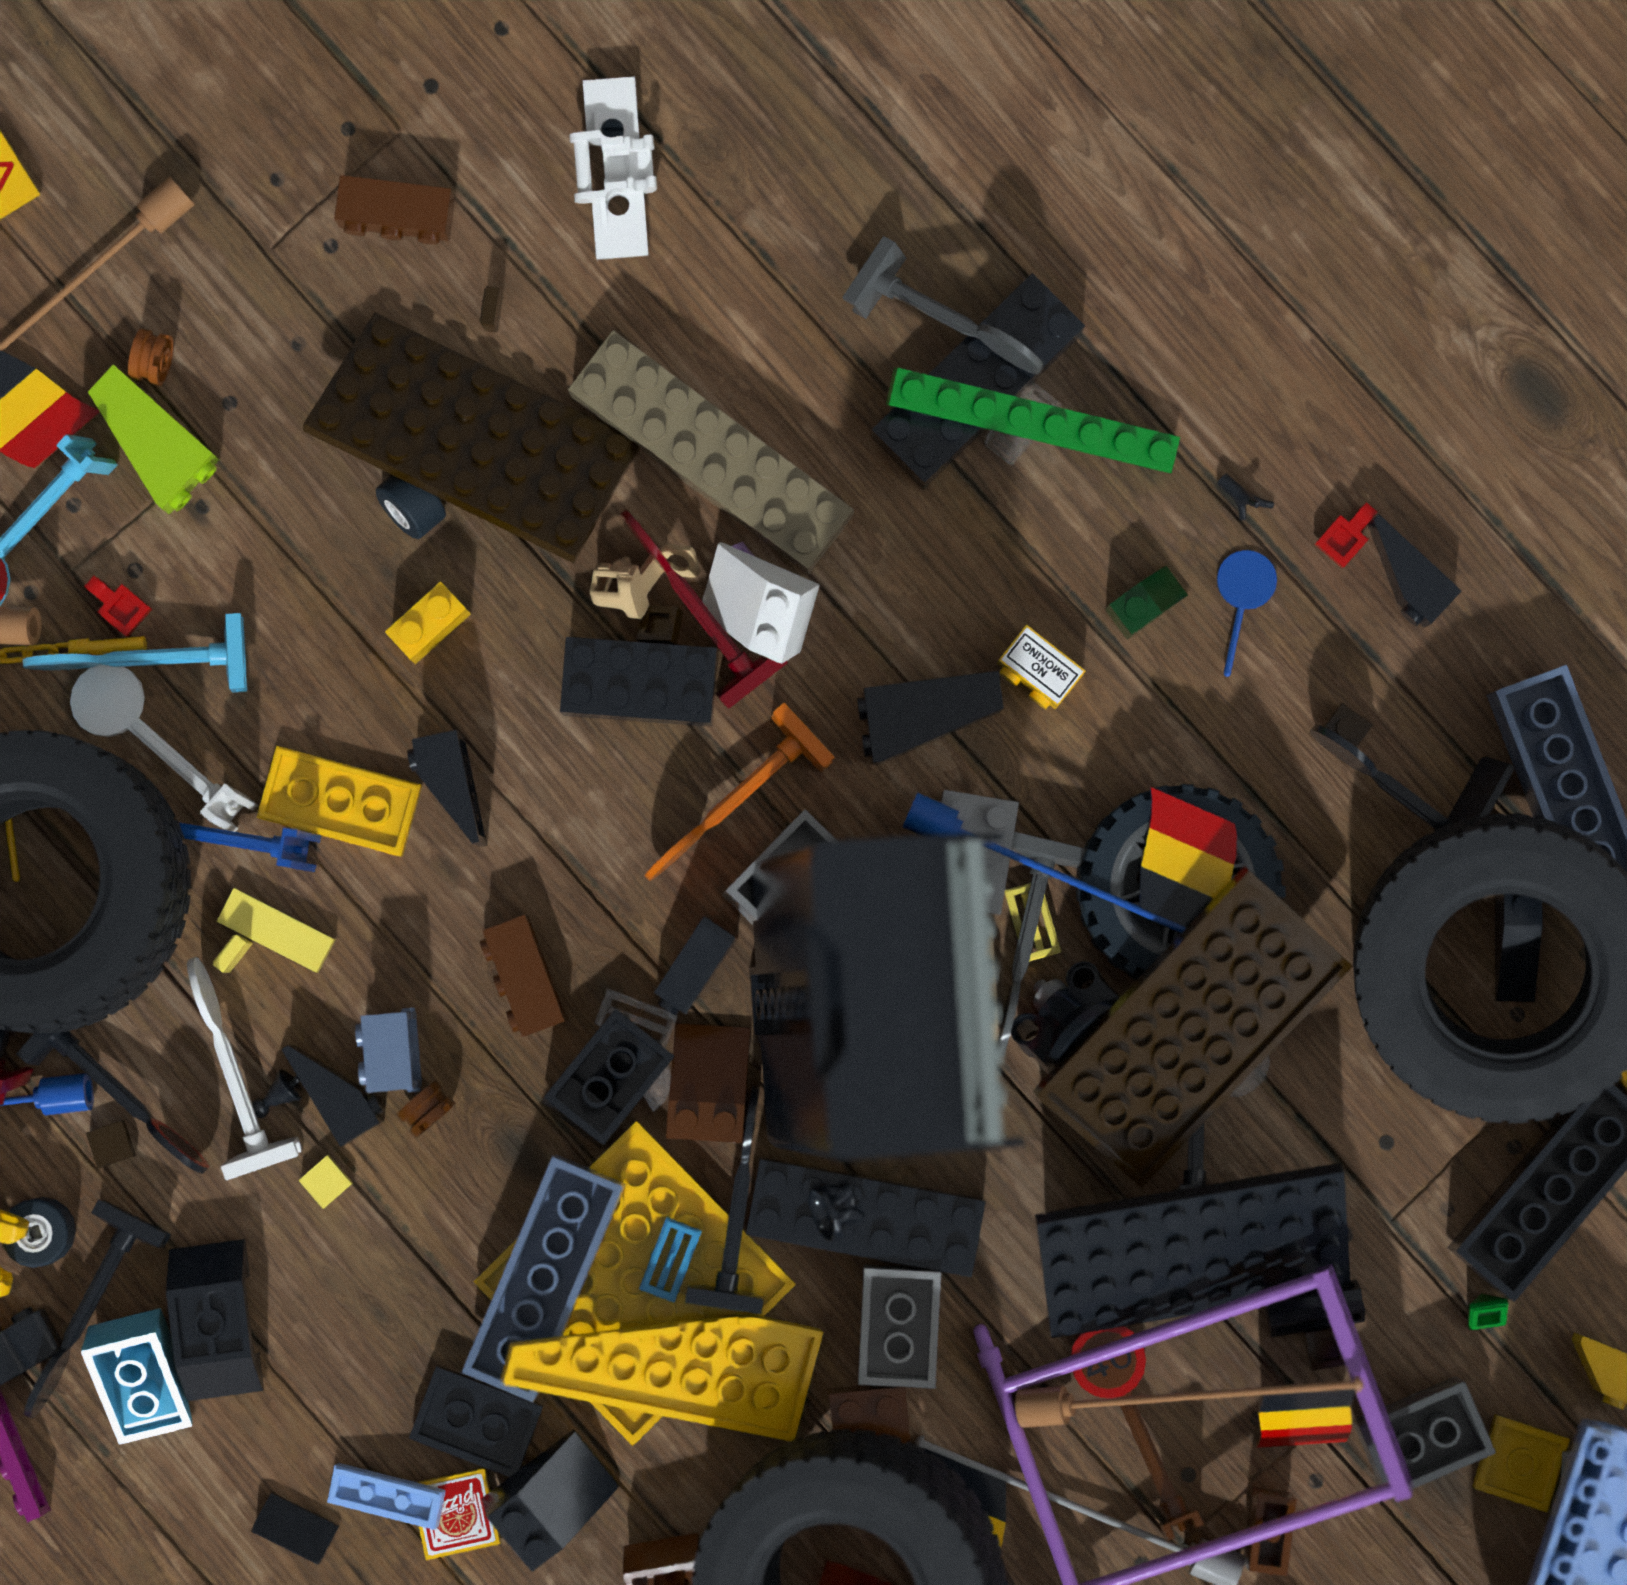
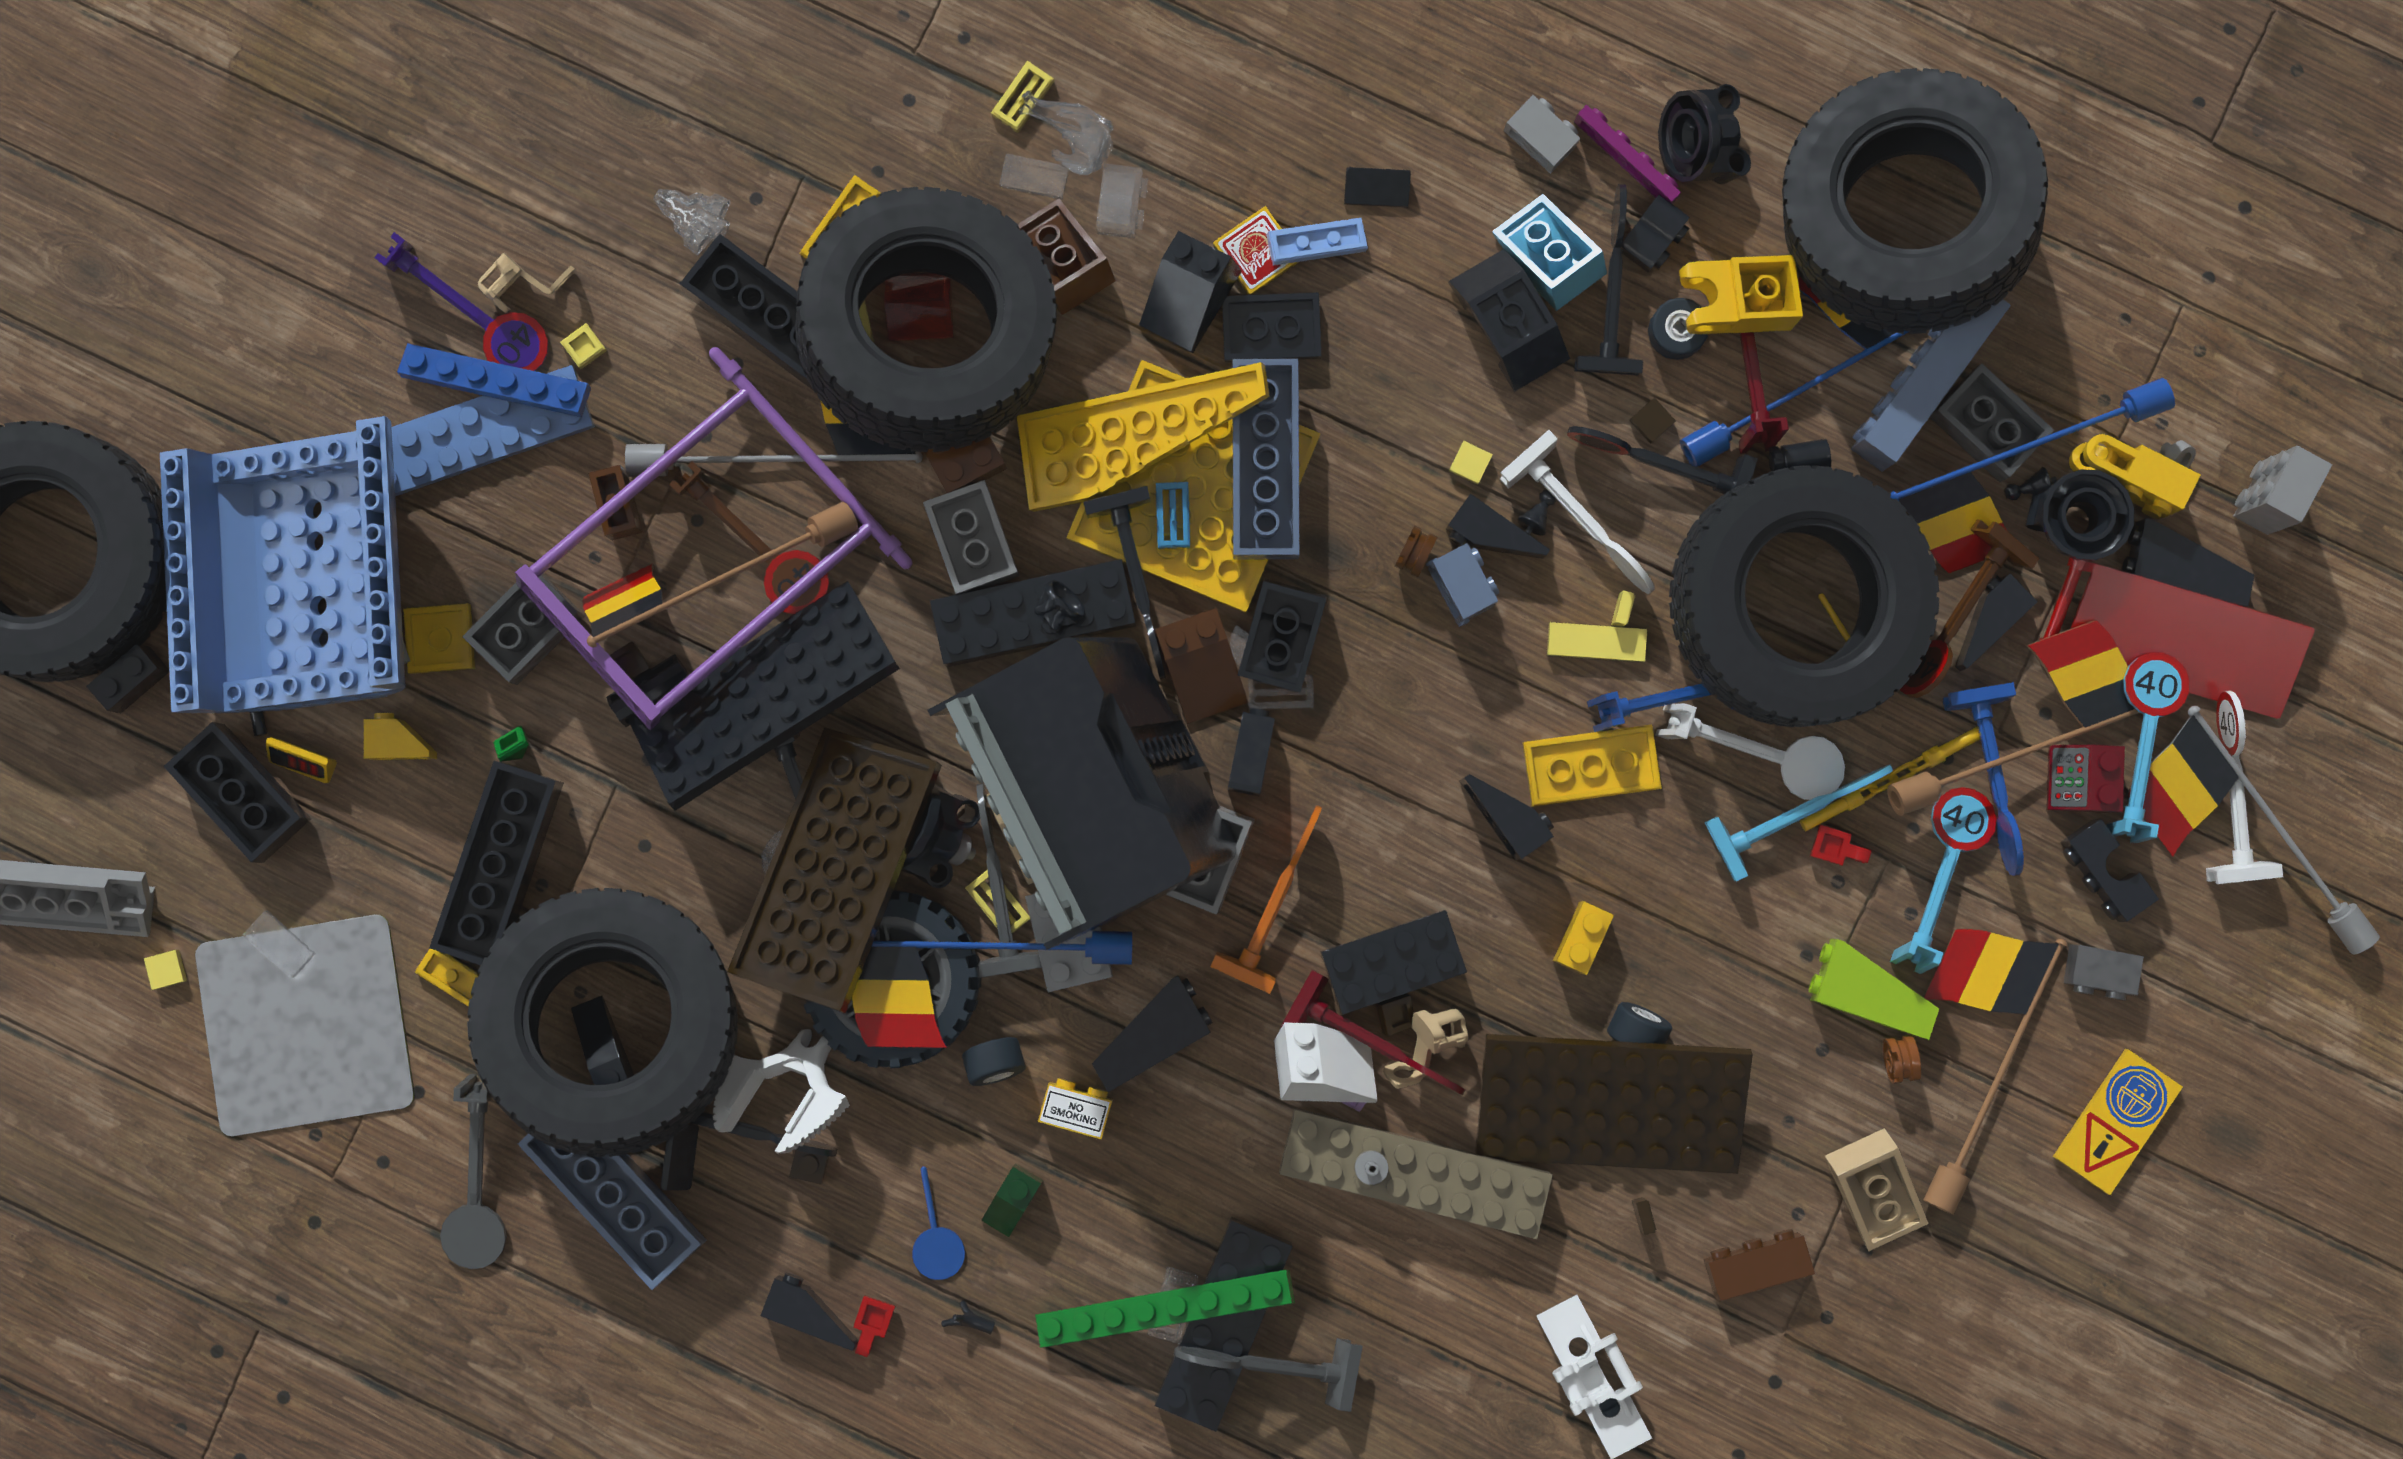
camera: 155 degrees right, 0 degrees up
(89, 1511) = (1542, 133): none -> light grey brick
(237, 236) = (1877, 1189): none -> tan slope
(523, 976) = (1384, 687): reddish brown brick -> none
(756, 483) = (1368, 1159): none -> light grey tile
(1106, 754) = (993, 1061): none -> black wheel
(1314, 780) = (814, 1113): none -> white piece

